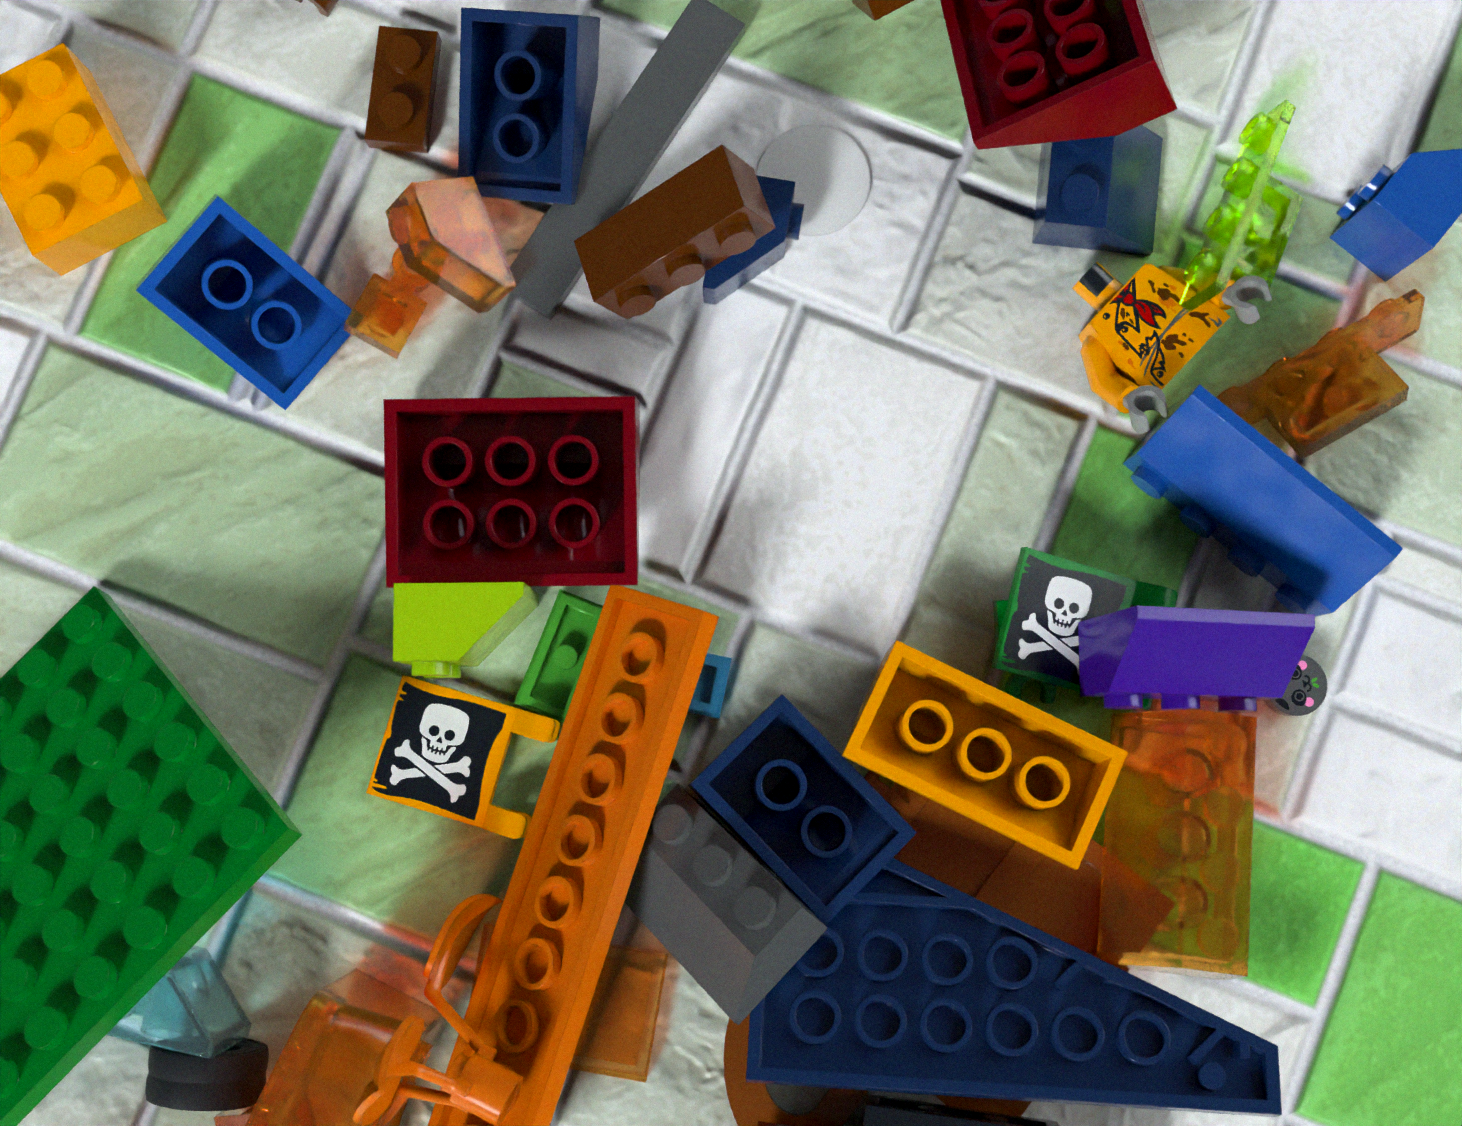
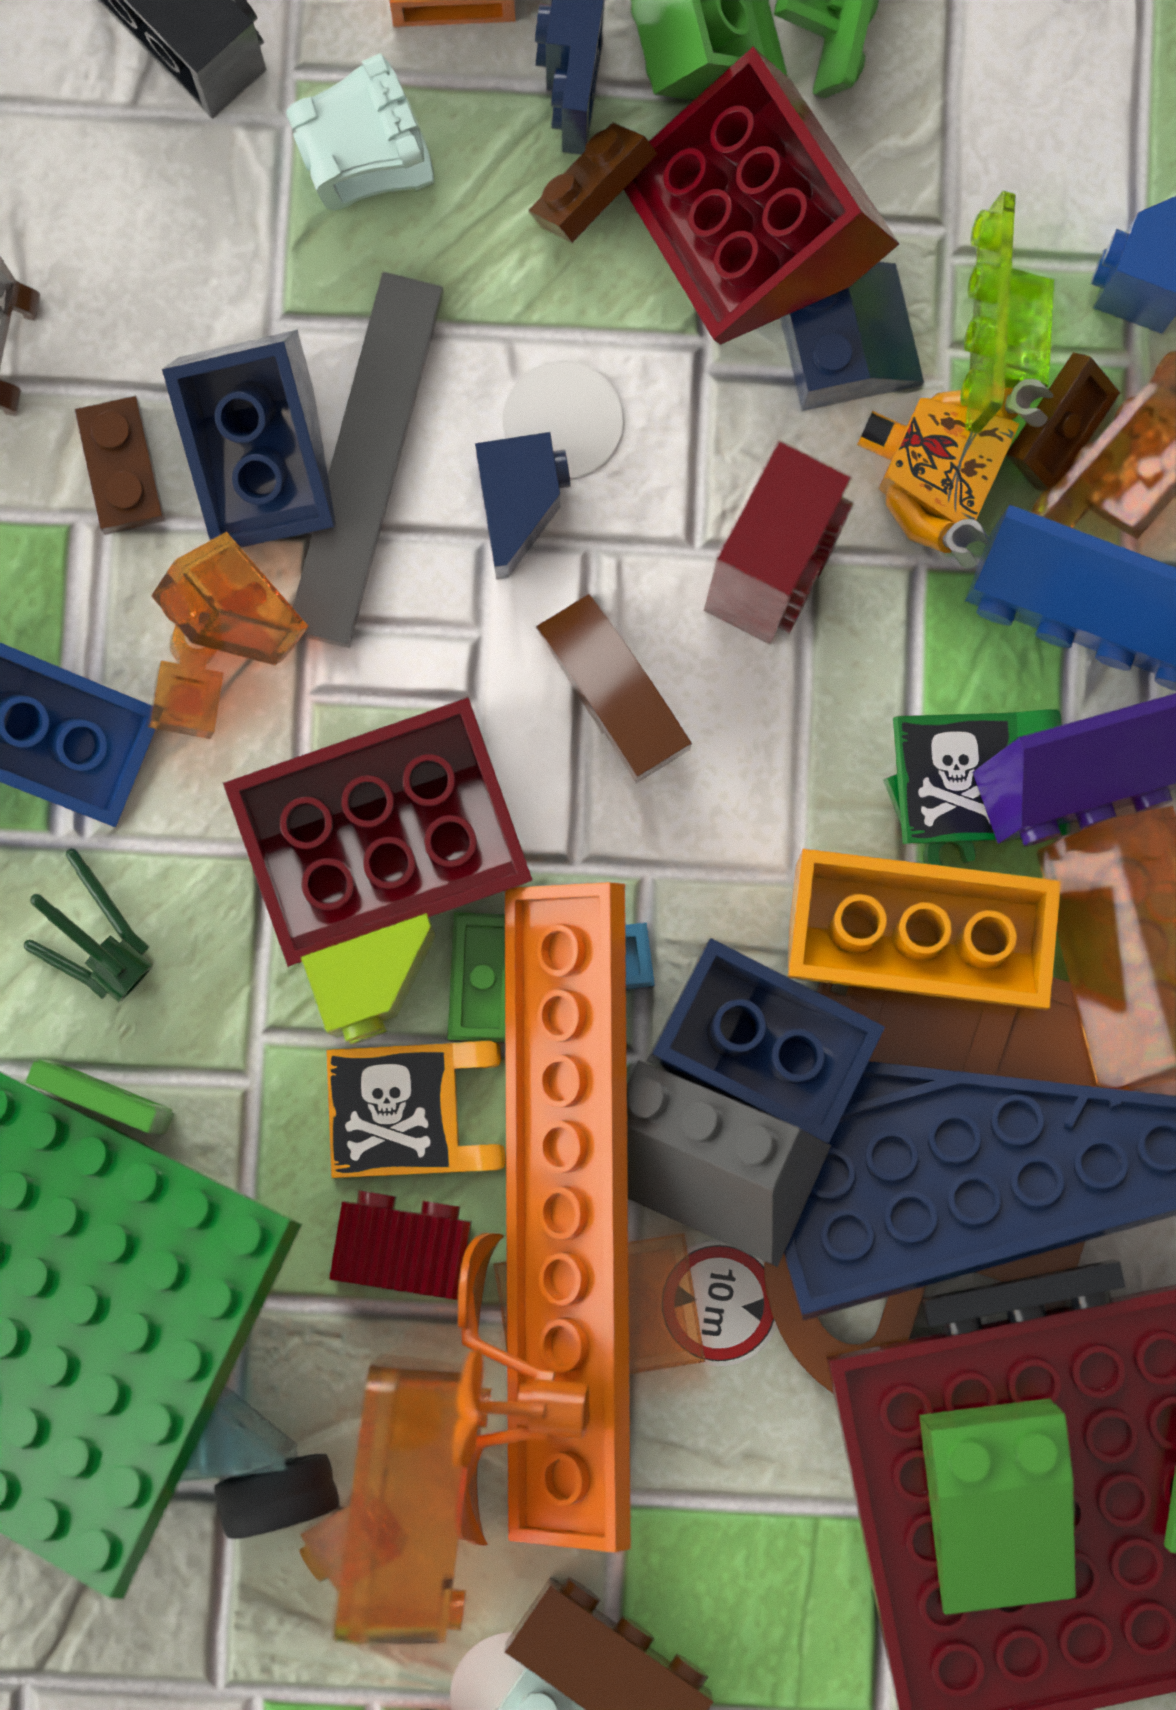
camera: 25 degrees left, 0 degrees up
(175, 648) = (100, 1096): none -> bright green tile
(235, 532) = (114, 965): none -> dark green plant
(401, 878) = (400, 1247): none -> dark red brick
(674, 233) = (450, 525): reddish brown brick -> none
(687, 1036) = (730, 1302): none -> sticker
(775, 435) = (614, 688): none -> reddish brown slope
(971, 346) = (779, 544): none -> dark red brick
(1285, 322) = (1074, 412): none -> reddish brown plate

